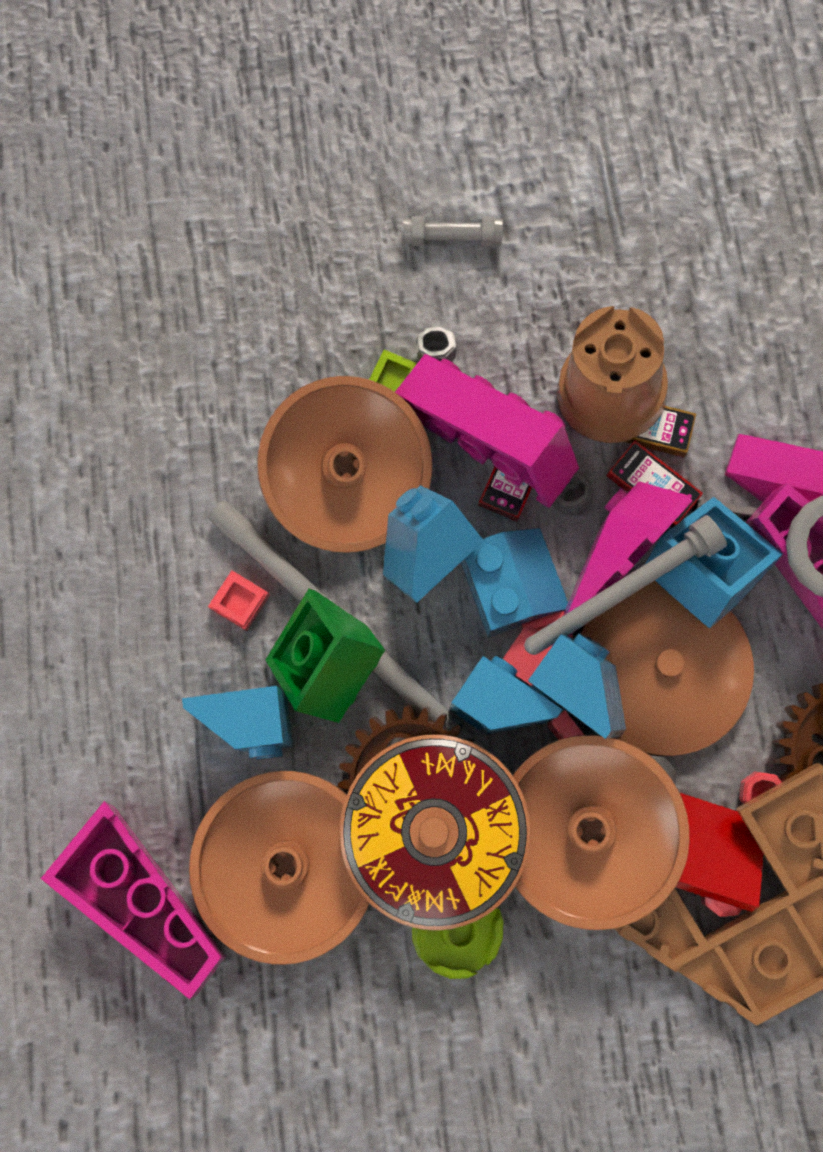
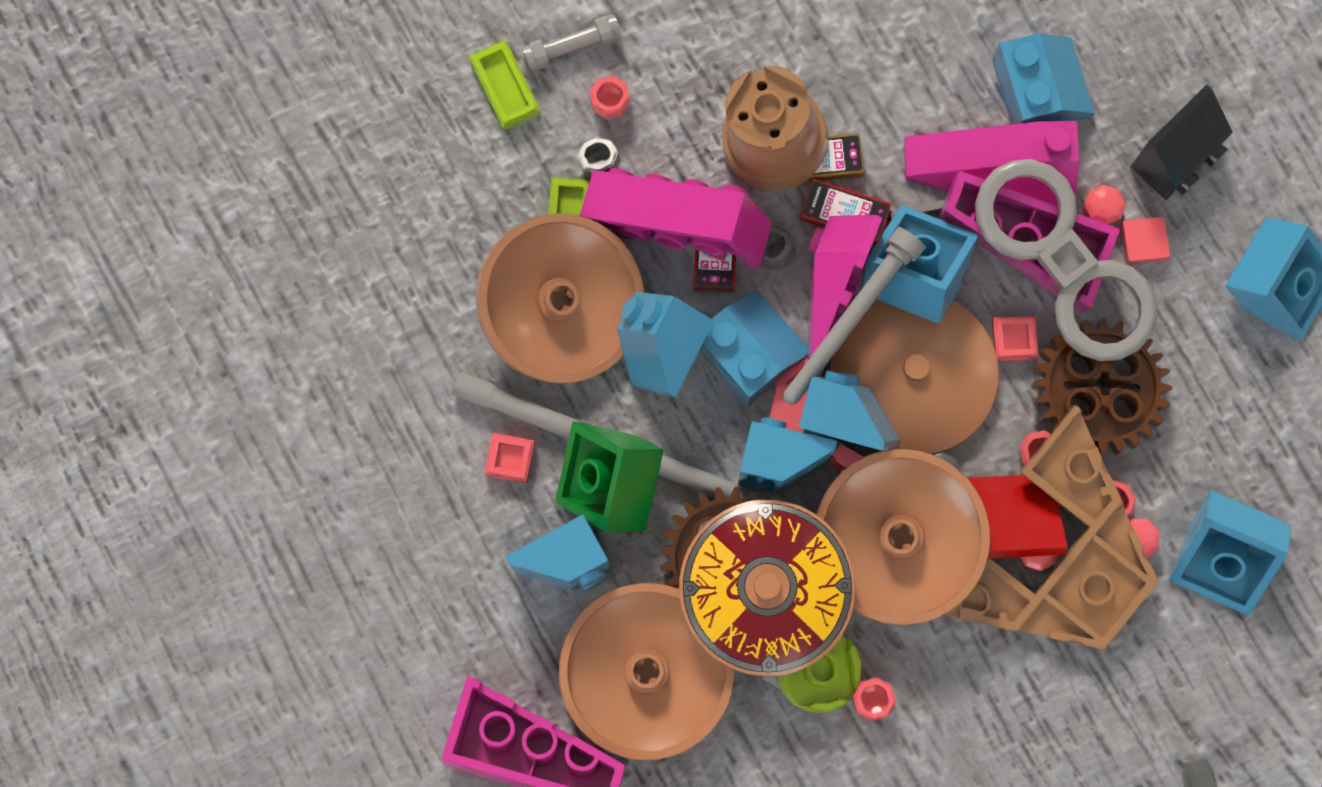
camera: 20 degrees left, 0 degrees up
(374, 248) = (504, 85): none -> lime tile
(468, 294) = (610, 97): none -> coral tile
(501, 982) = (873, 699): none -> coral tile
(778, 670) = (1015, 338): none -> coral tile

